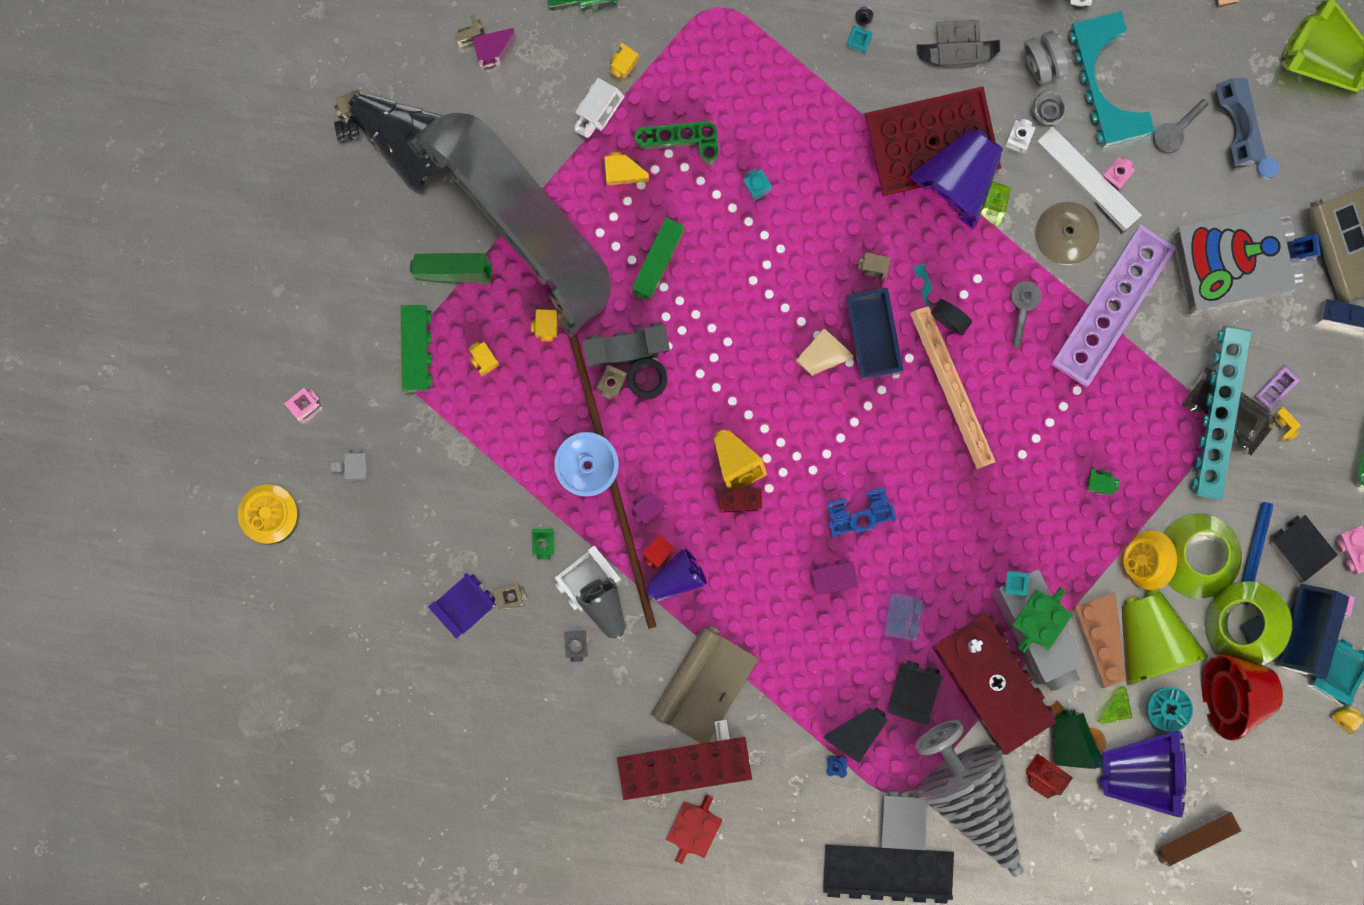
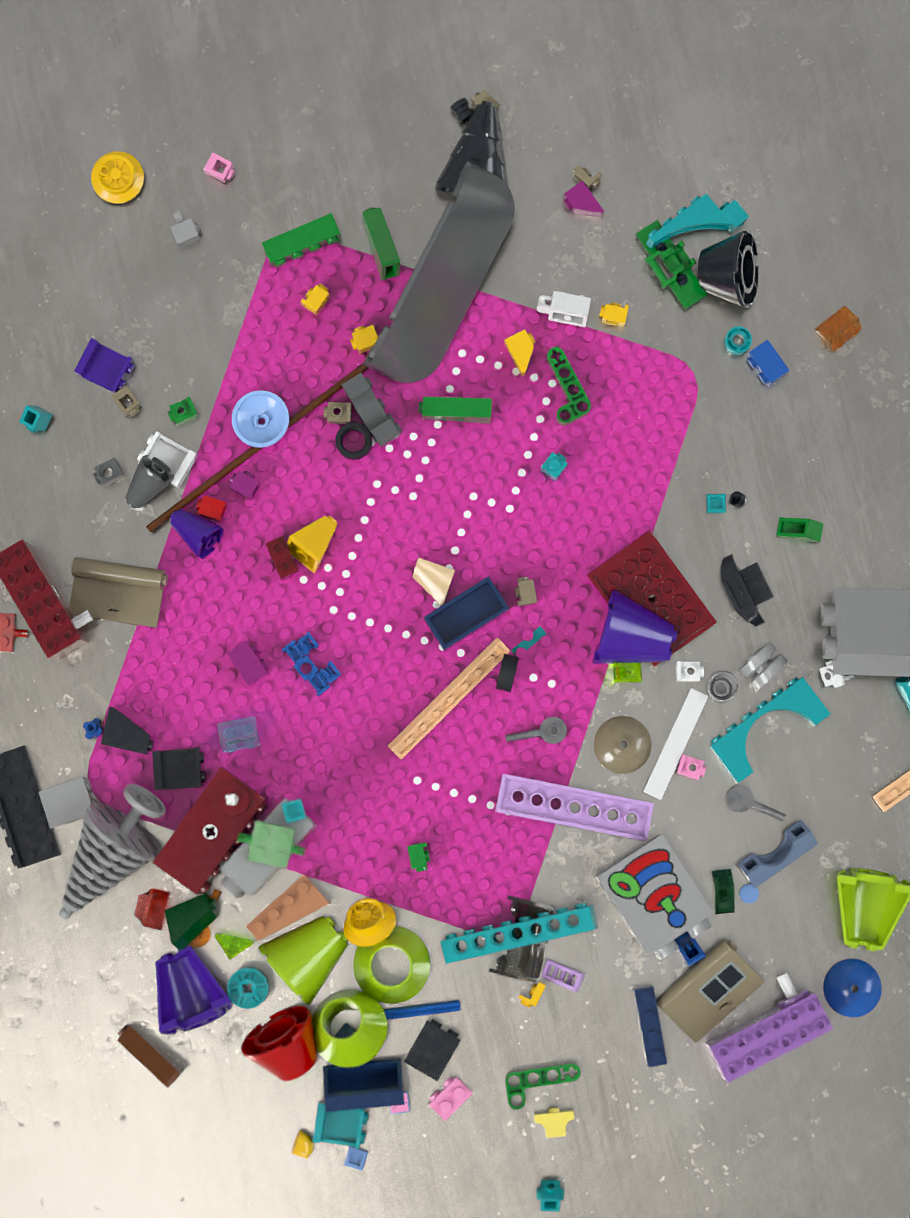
camera: 70 degrees right, 0 degrees up
(489, 698) = (35, 418): none -> teal brick
(1256, 191) = (723, 891): none -> clear green slope

